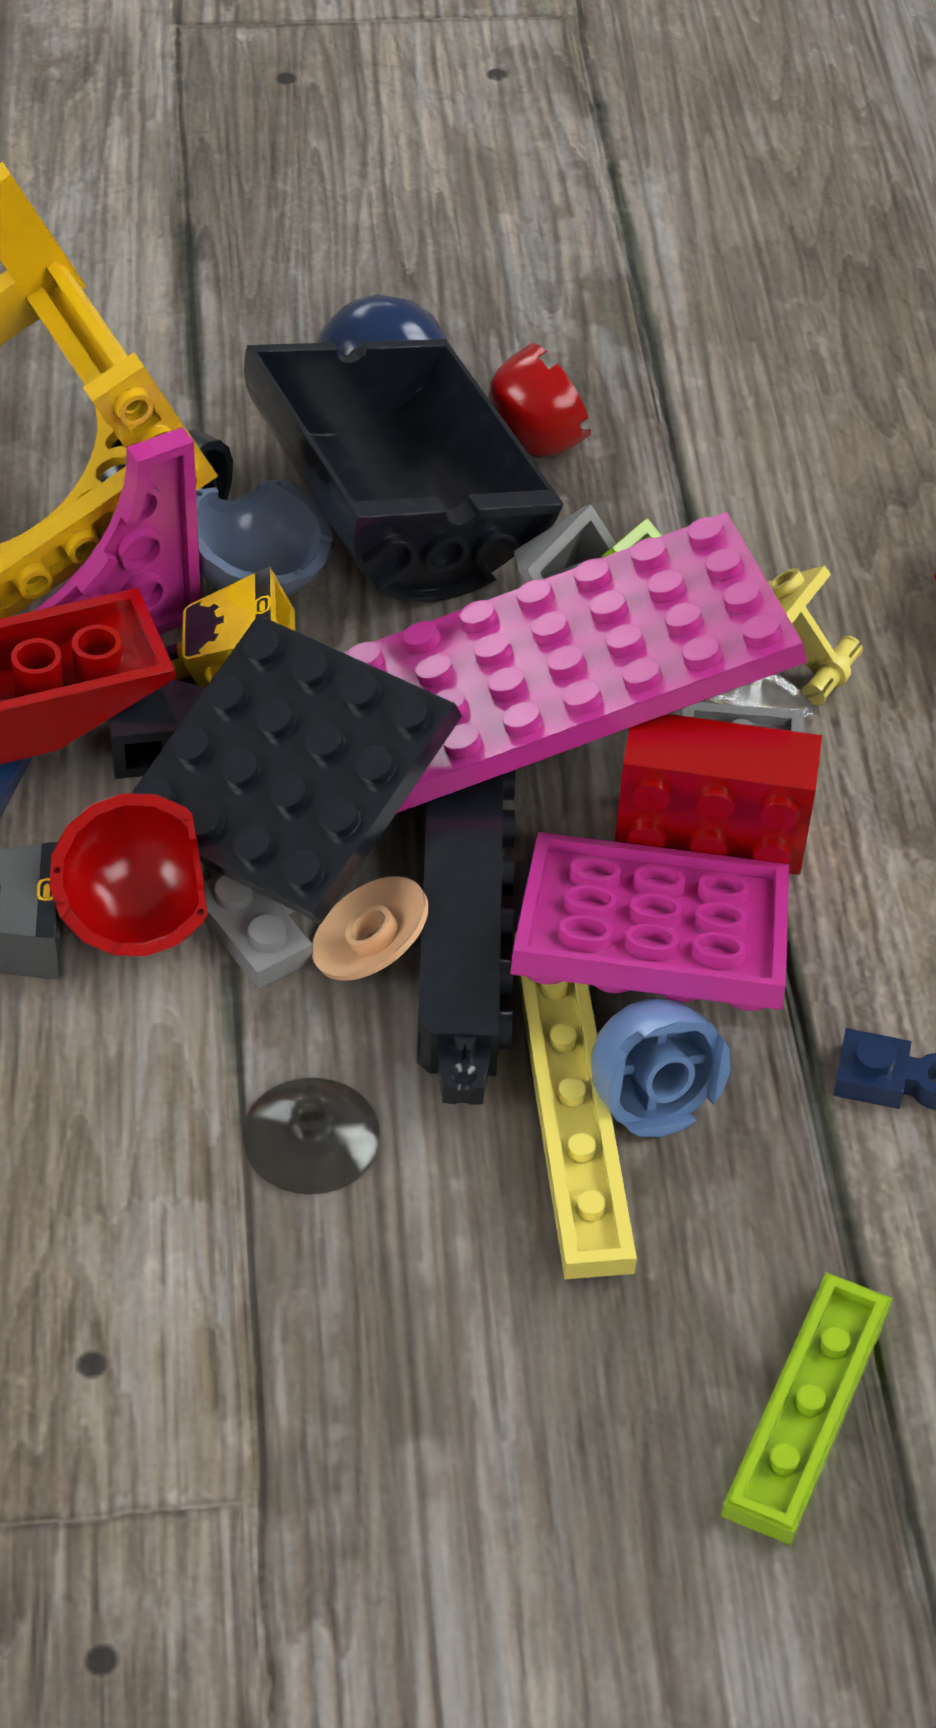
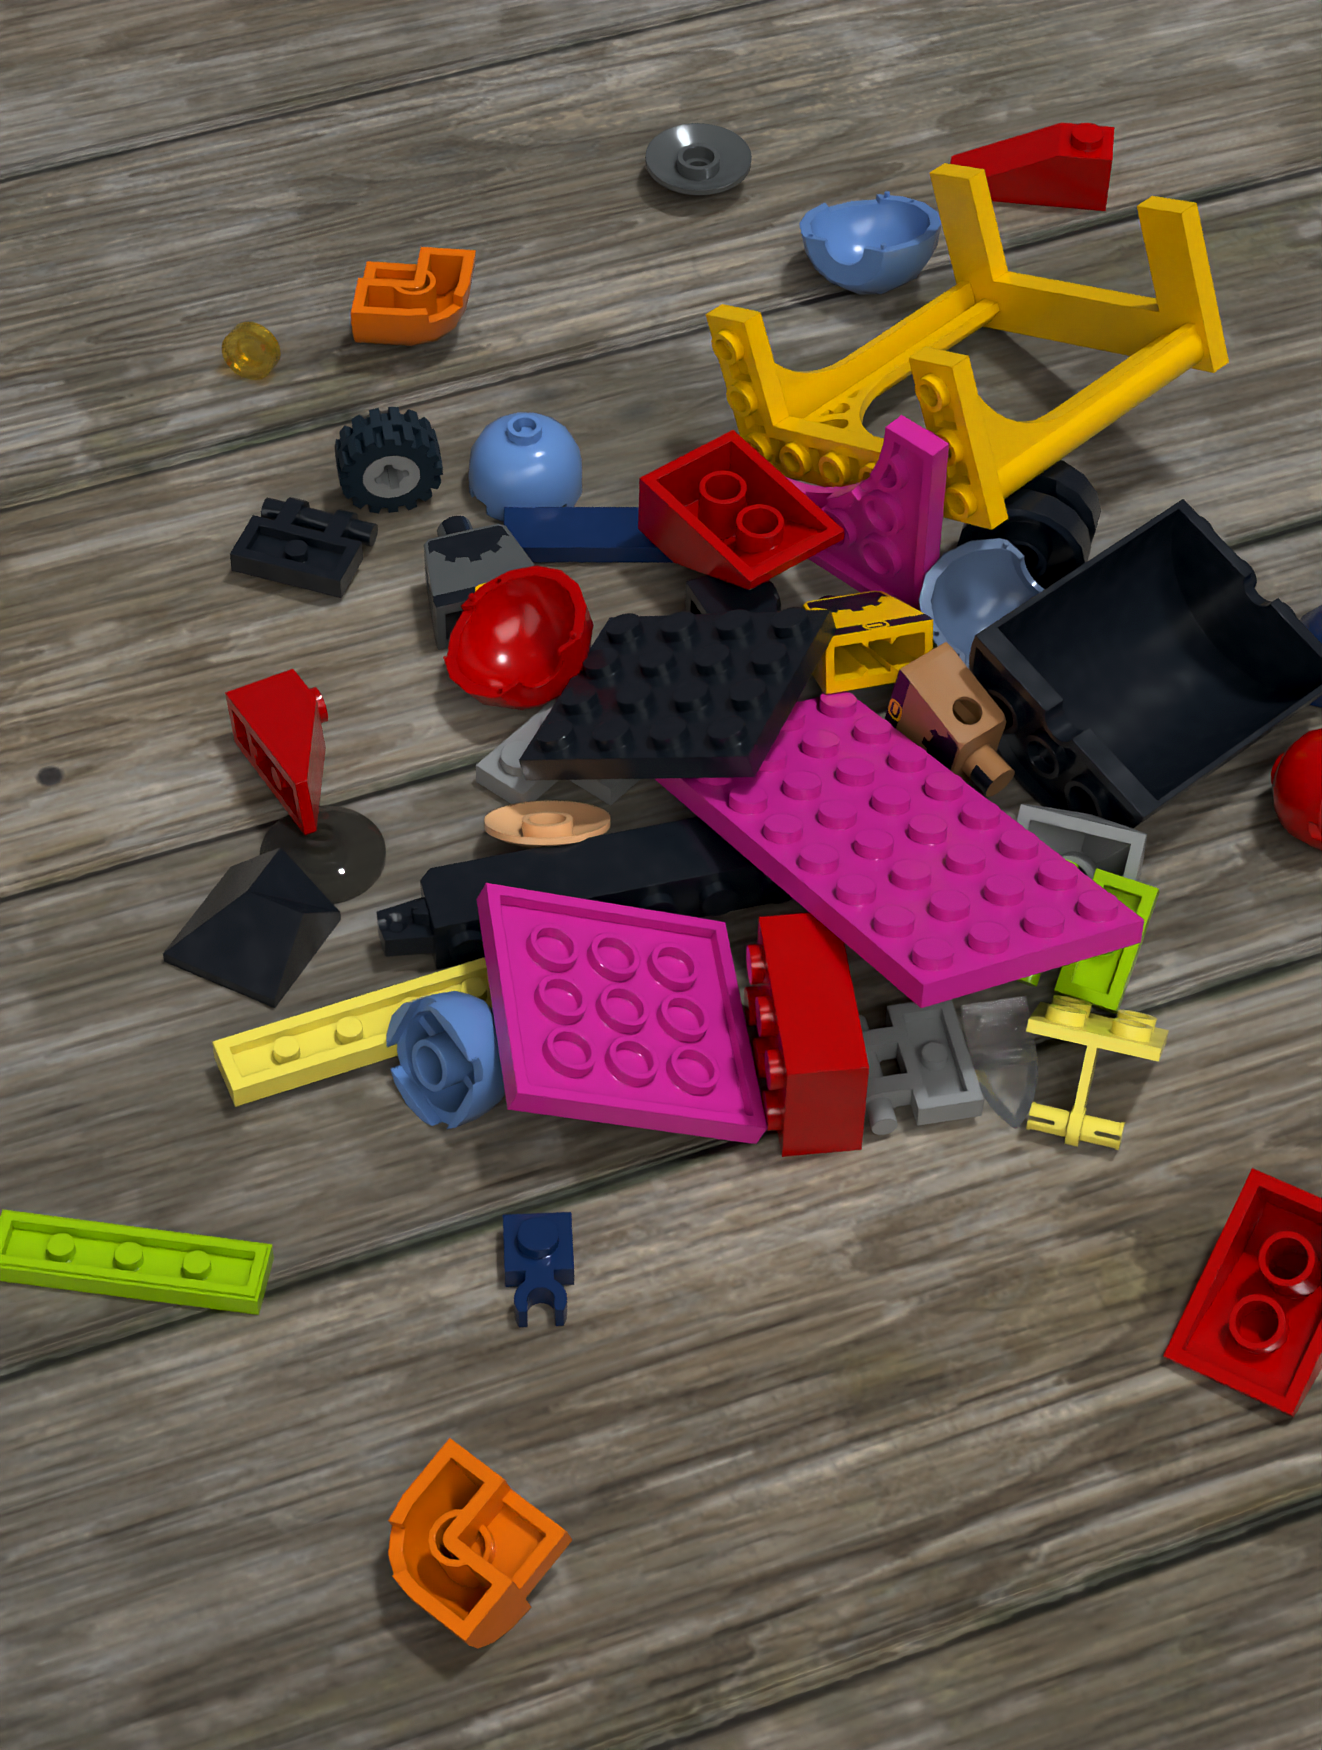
camera: 75 degrees right, 0 degrees up
(181, 1111) = (282, 737): none -> red slope
(371, 599) = (951, 718): none -> medium nougat torso
(404, 1207) = (256, 928): none -> black slope

